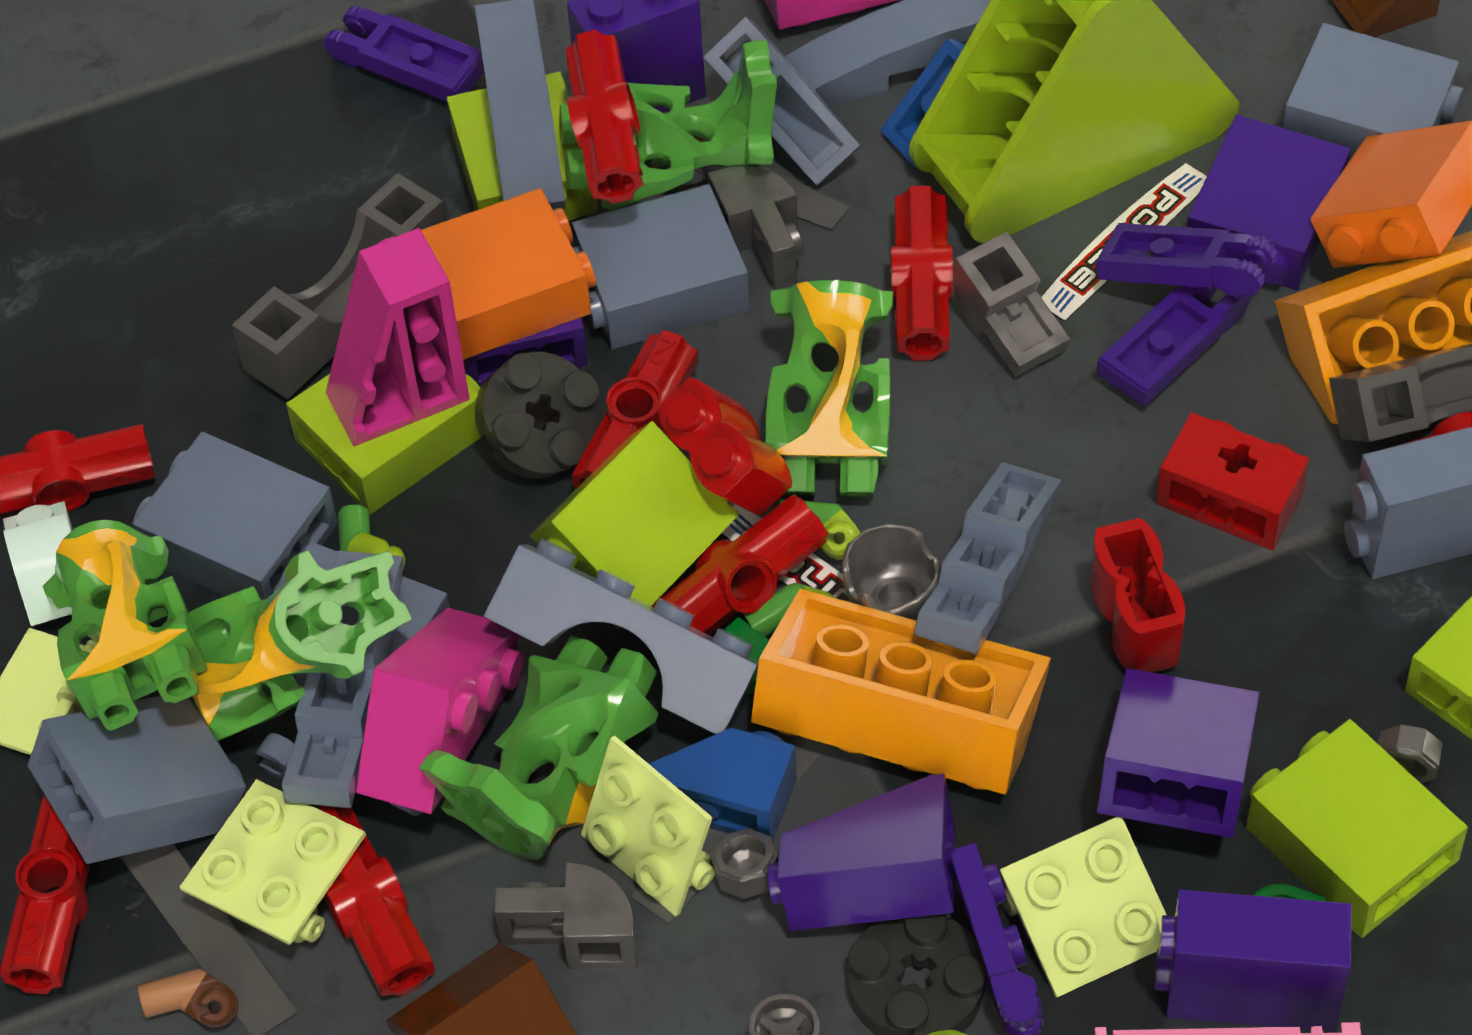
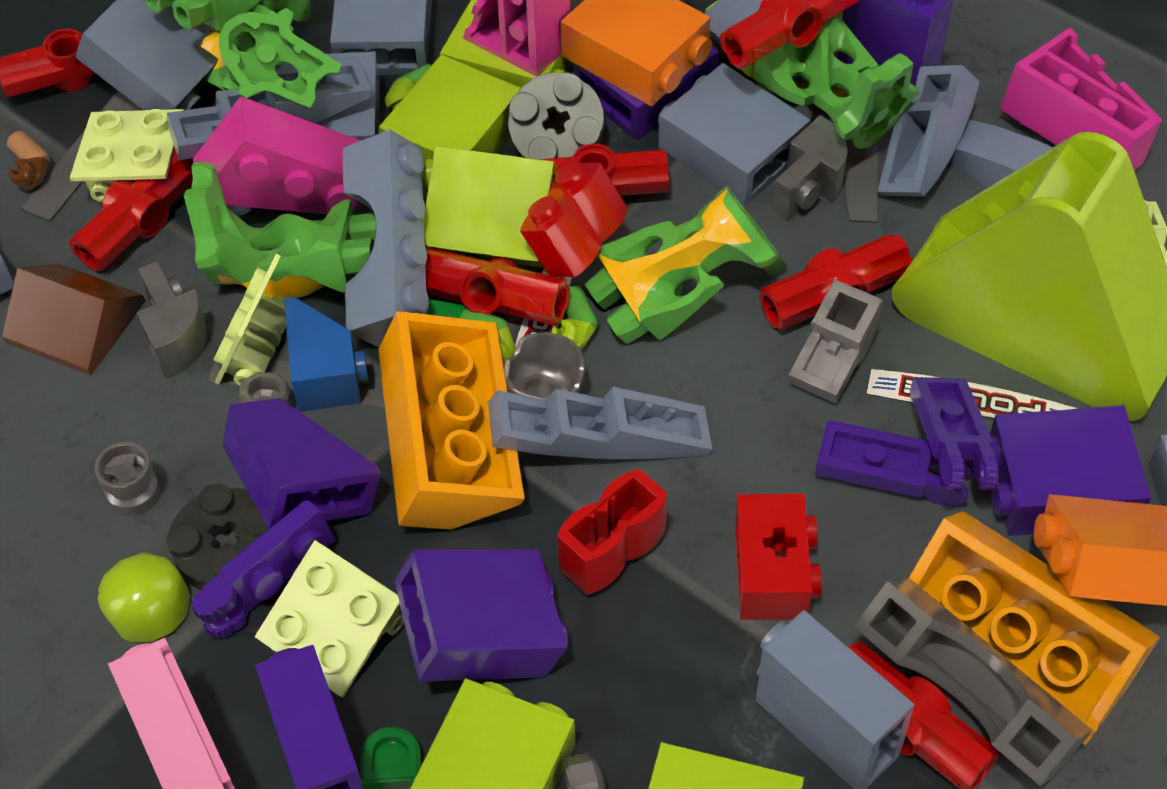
camera: 60 degrees right, 0 degrees up
(455, 515) = (454, 109): none -> lime brick

